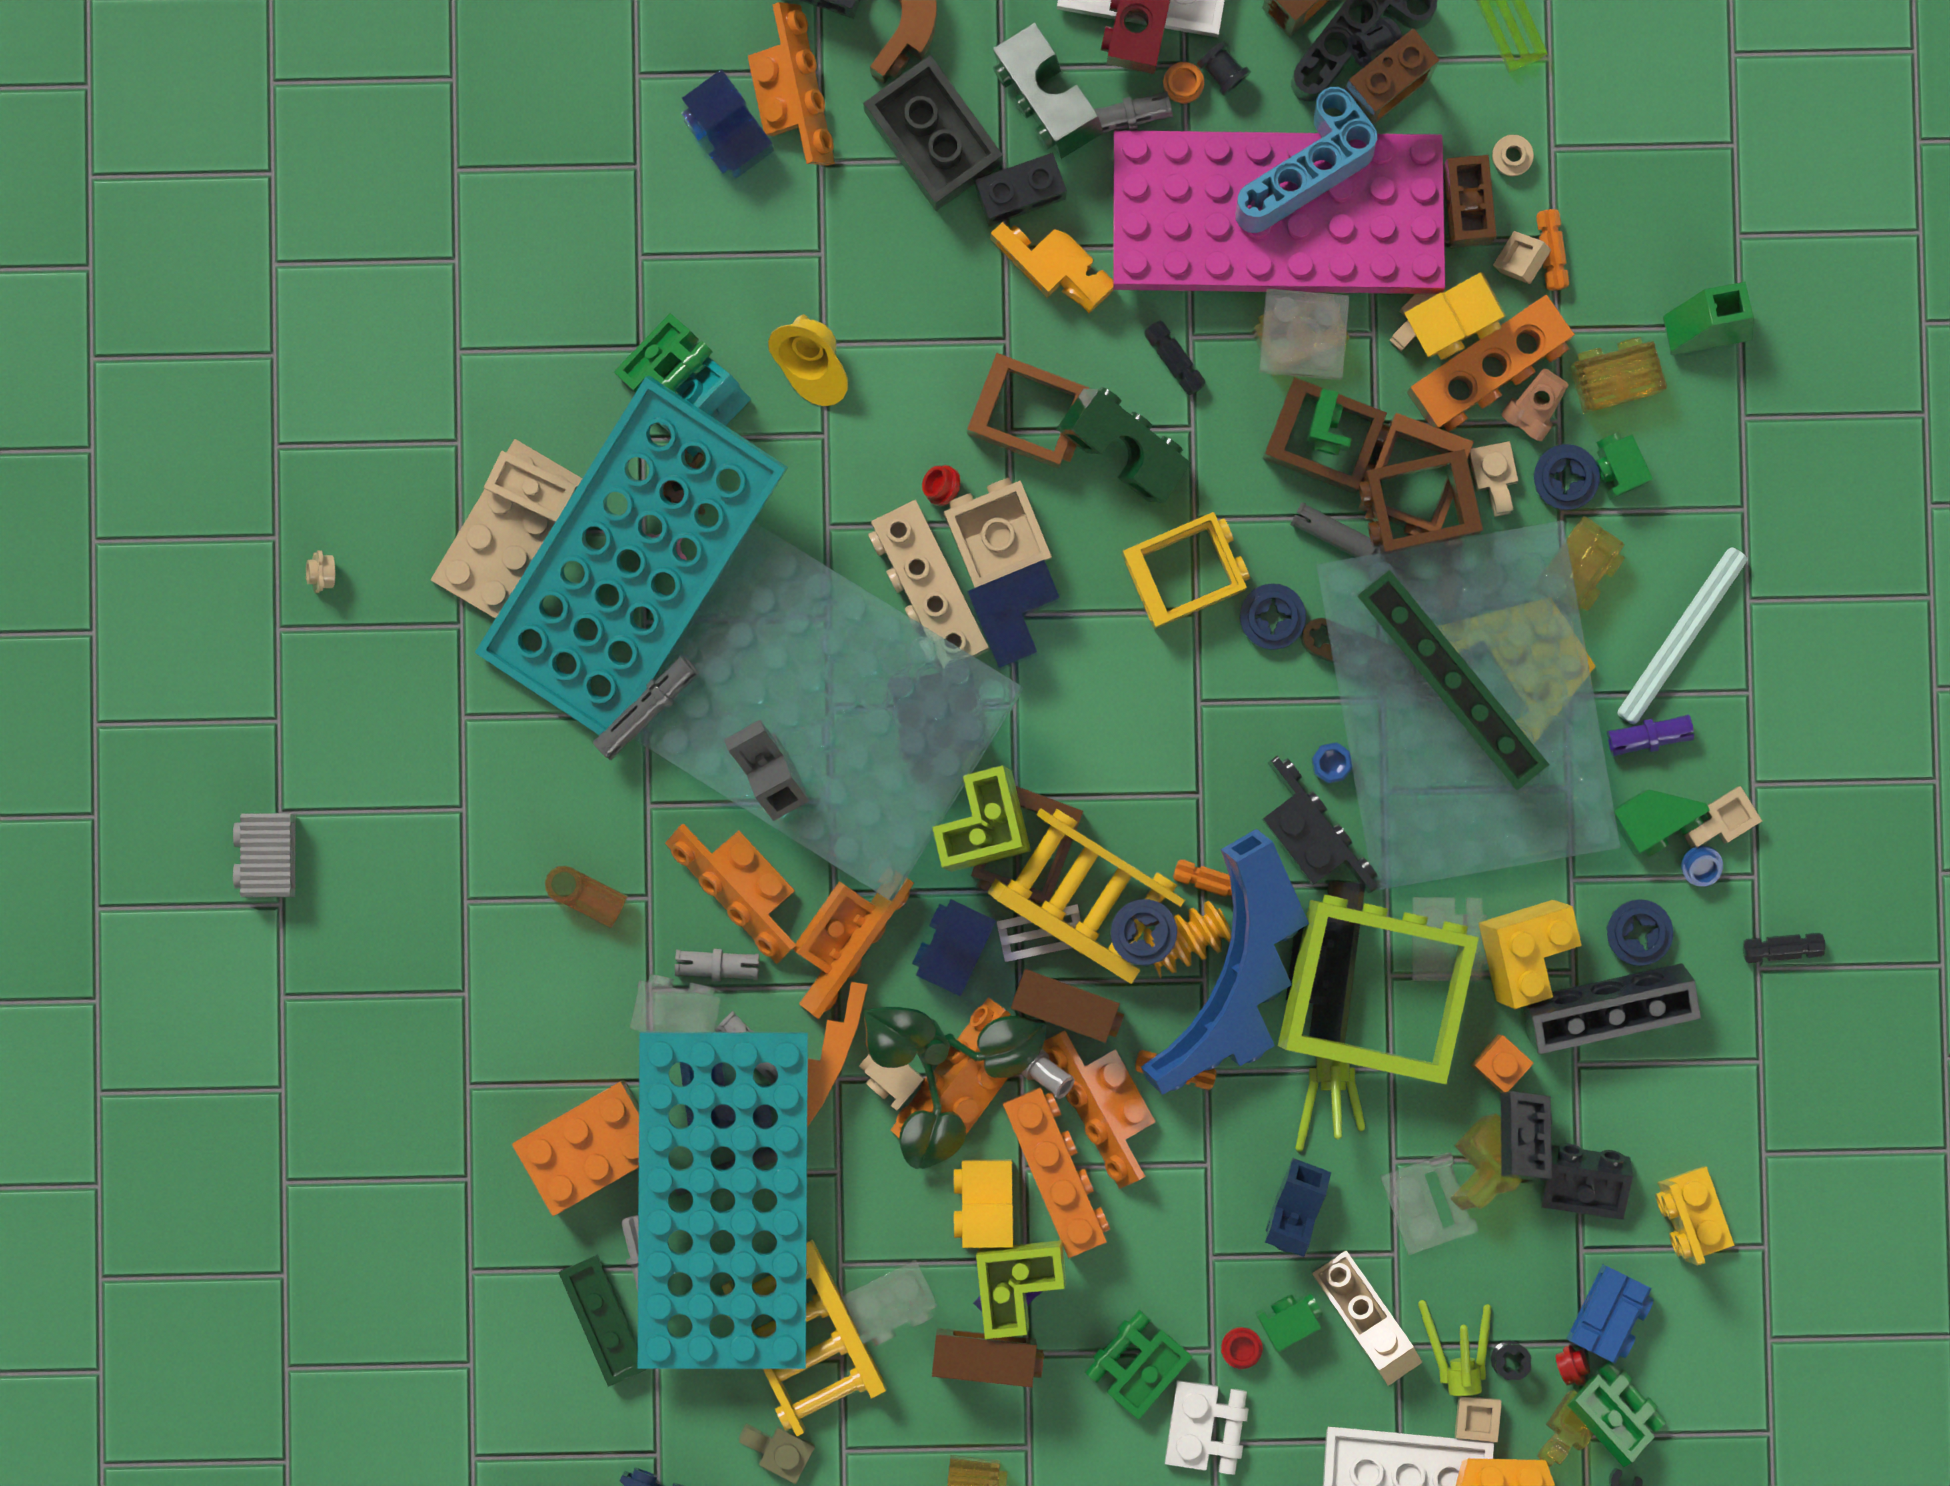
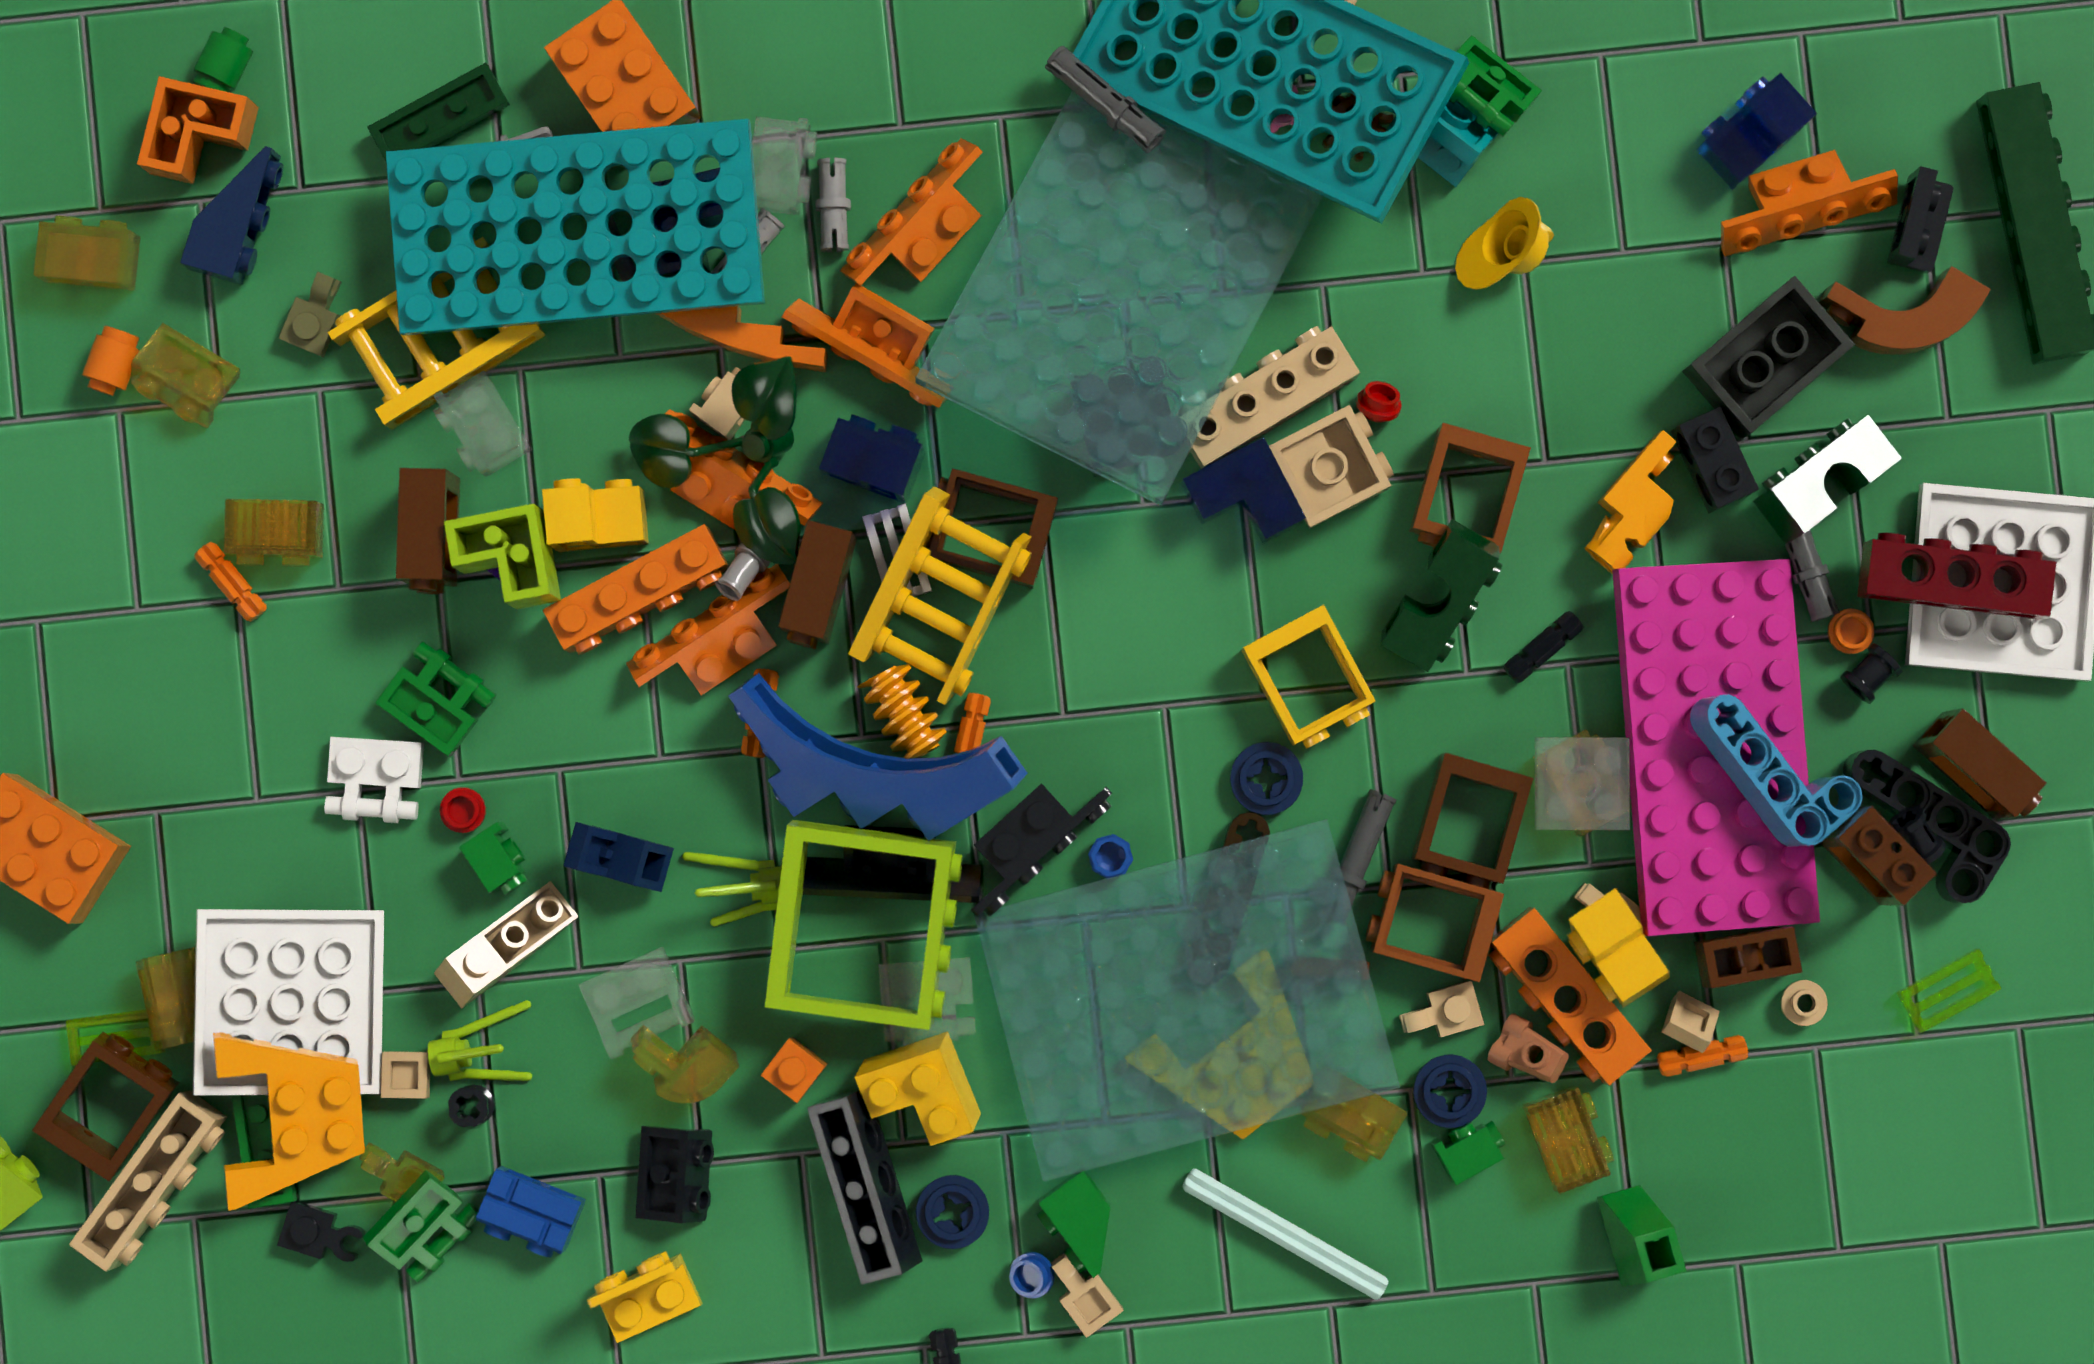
camera: 90 degrees right, 0 degrees up
(589, 896) = (896, 58): clear orange piece -> none
(767, 769) = (1046, 234): dark grey brick -> none
(995, 824) = (1005, 485): lime brick -> none
(1149, 913) = (905, 640): dark blue gear -> none
(1327, 415) = (1493, 816): green bracket -> none
(1452, 679) = (1210, 976): dark green brick -> none
(1462, 492) = (1420, 973): reddish brown window -> none
(1526, 1137) = (714, 1100): black bracket -> none
(1572, 1366) = (470, 1174): red plate -> none
(1650, 735) = (1171, 1206): dark purple pin -> none

